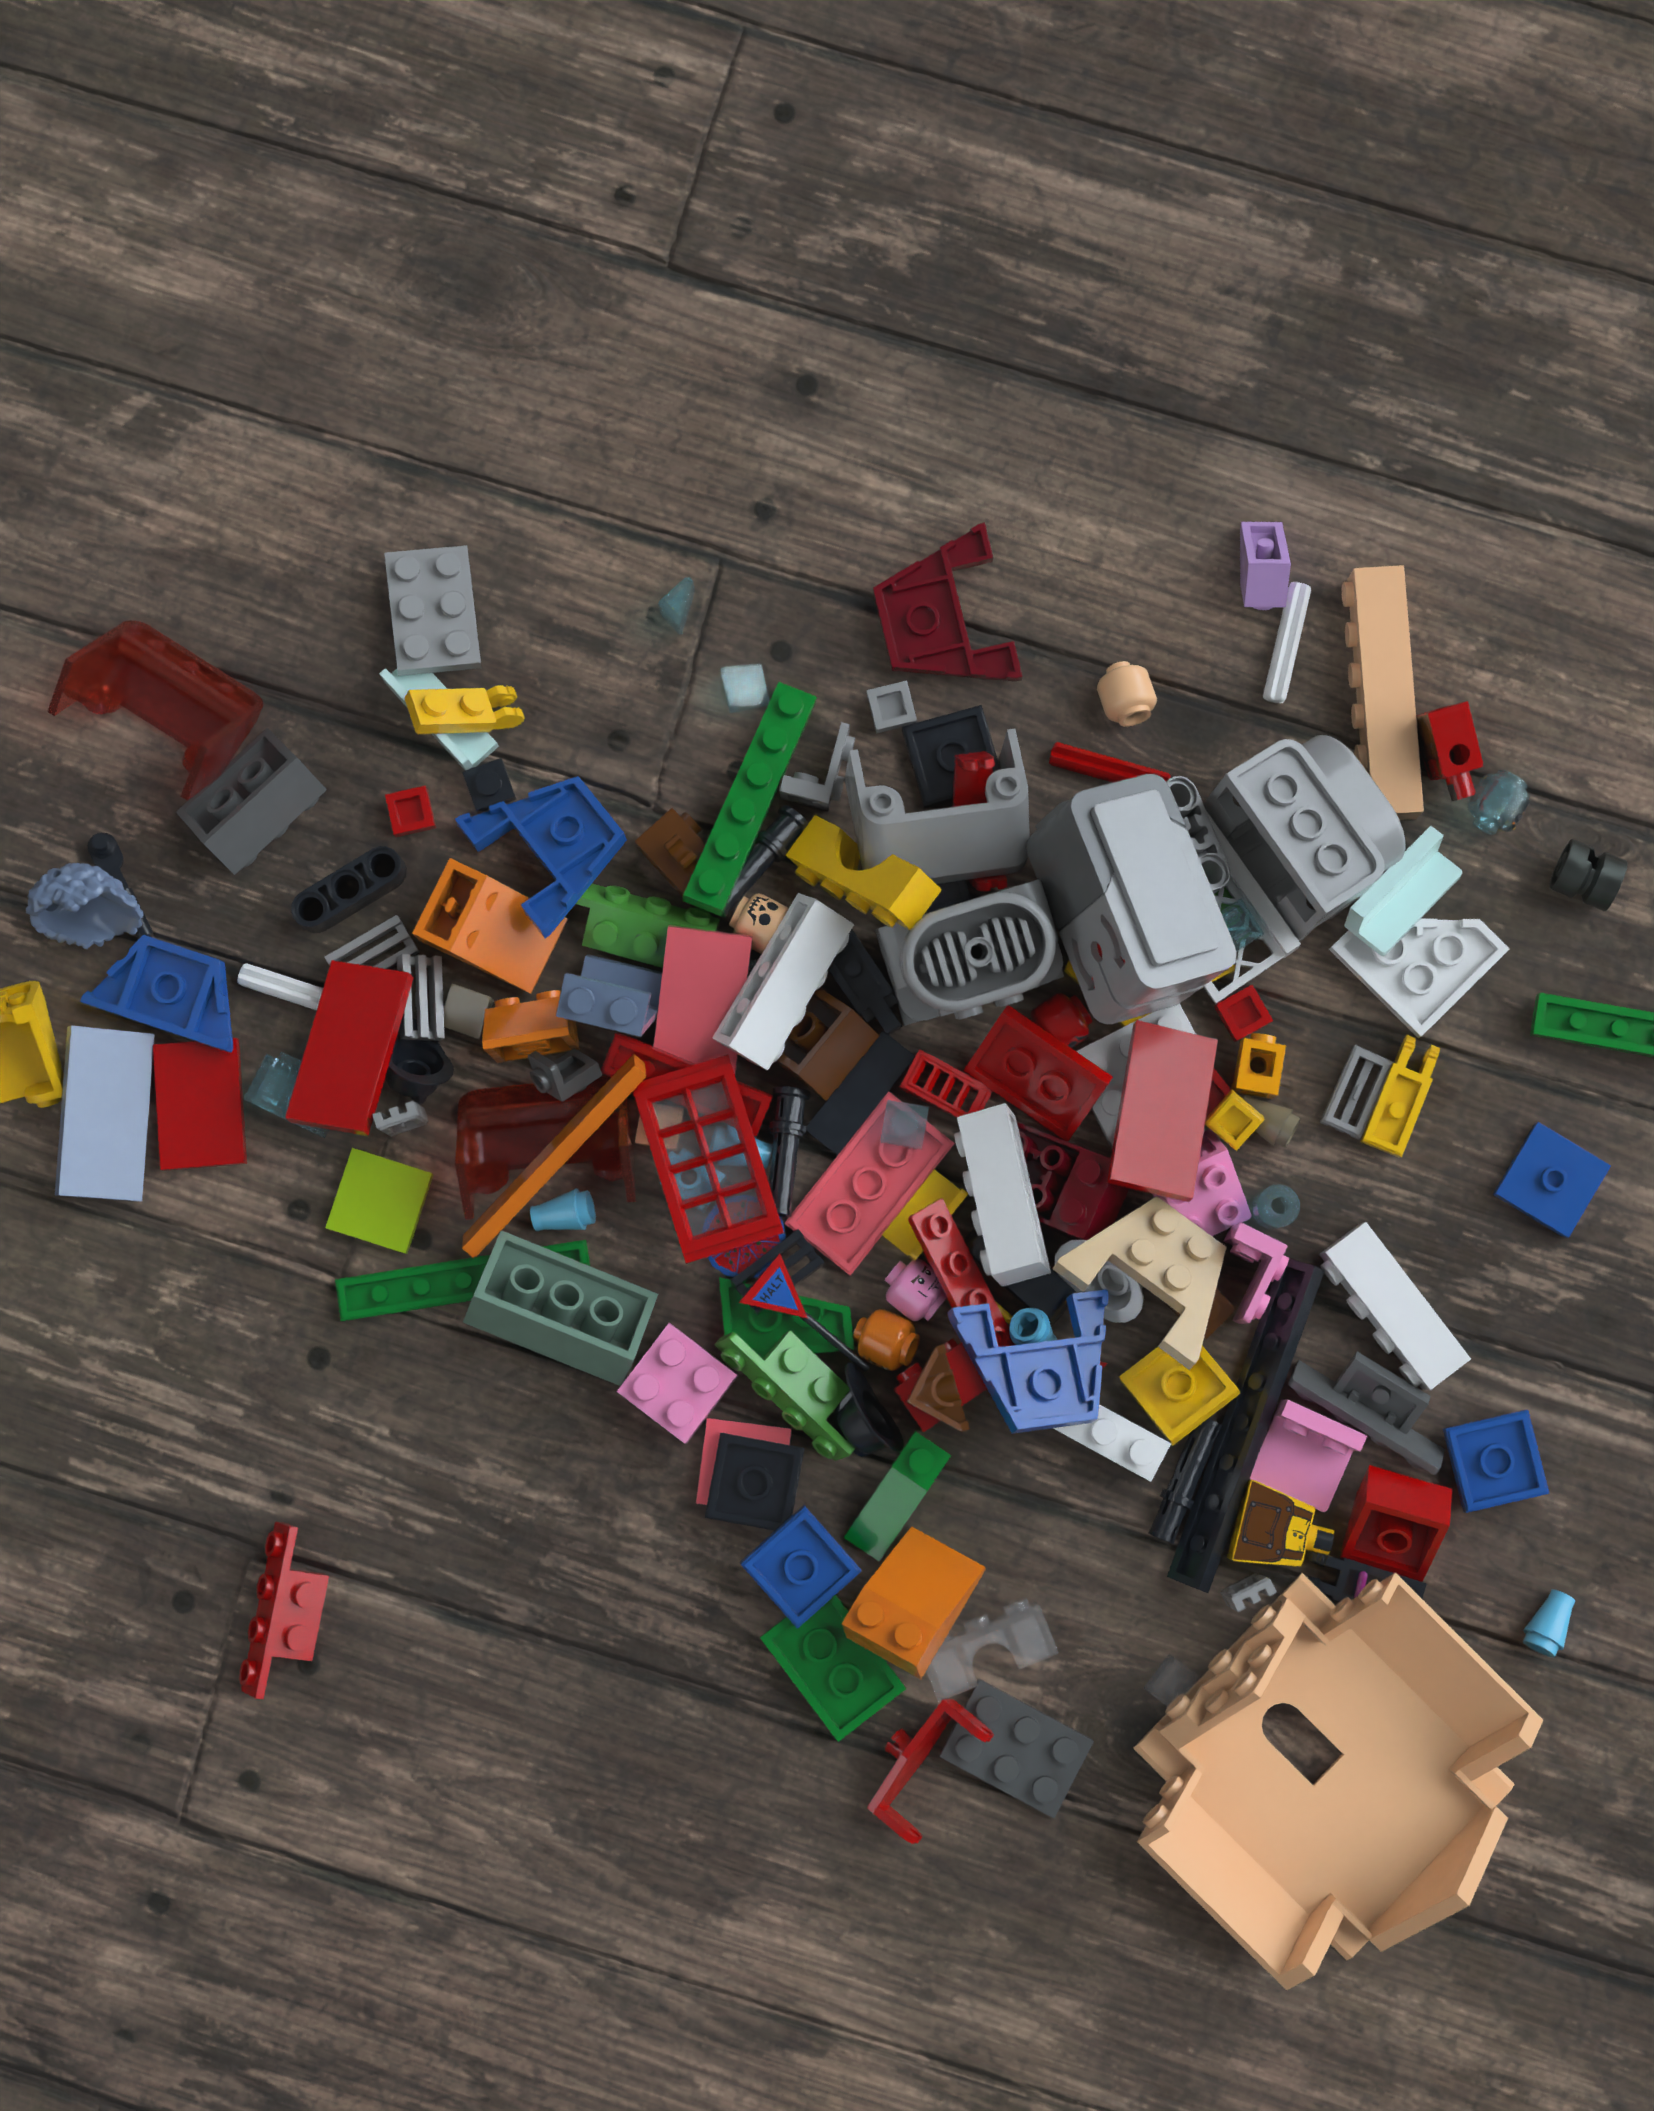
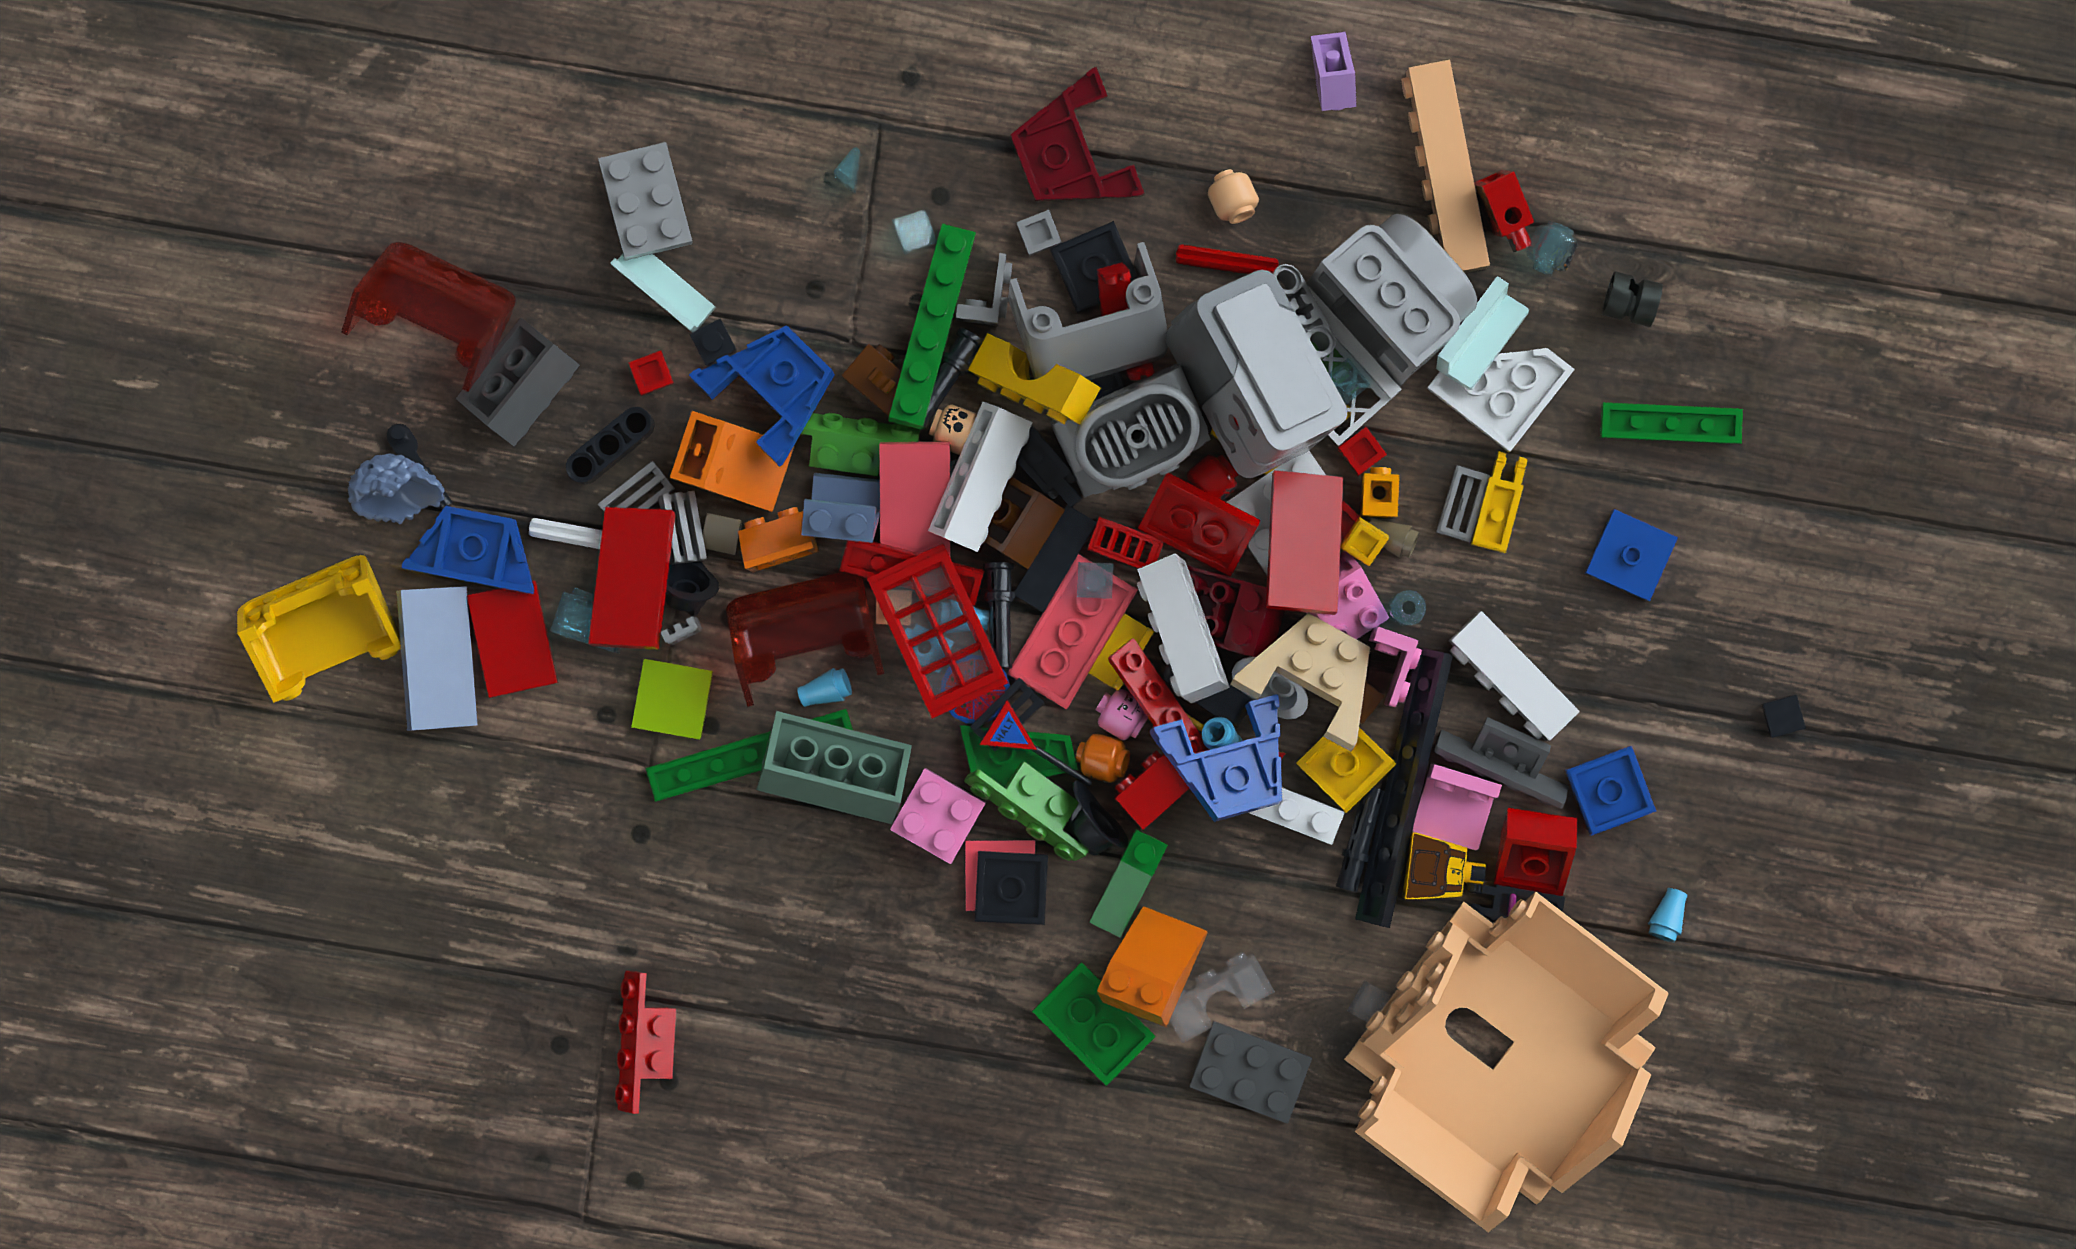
camera: 10 degrees left, 5 degrees up
(462, 710) = (683, 284): yellow hinge -> none
(554, 1156) = (812, 644): orange tile -> none
(565, 1075) = (811, 576): dark grey bracket -> none
(800, 1566) = (1057, 950): blue plate -> none
(910, 1754) = (1167, 1087): red piece -> none
(937, 1391) = (1150, 797): reddish brown slope -> none
(1247, 1590) = (1420, 921): light grey tile -> none
(1287, 643) = (1361, 134): white axle -> none

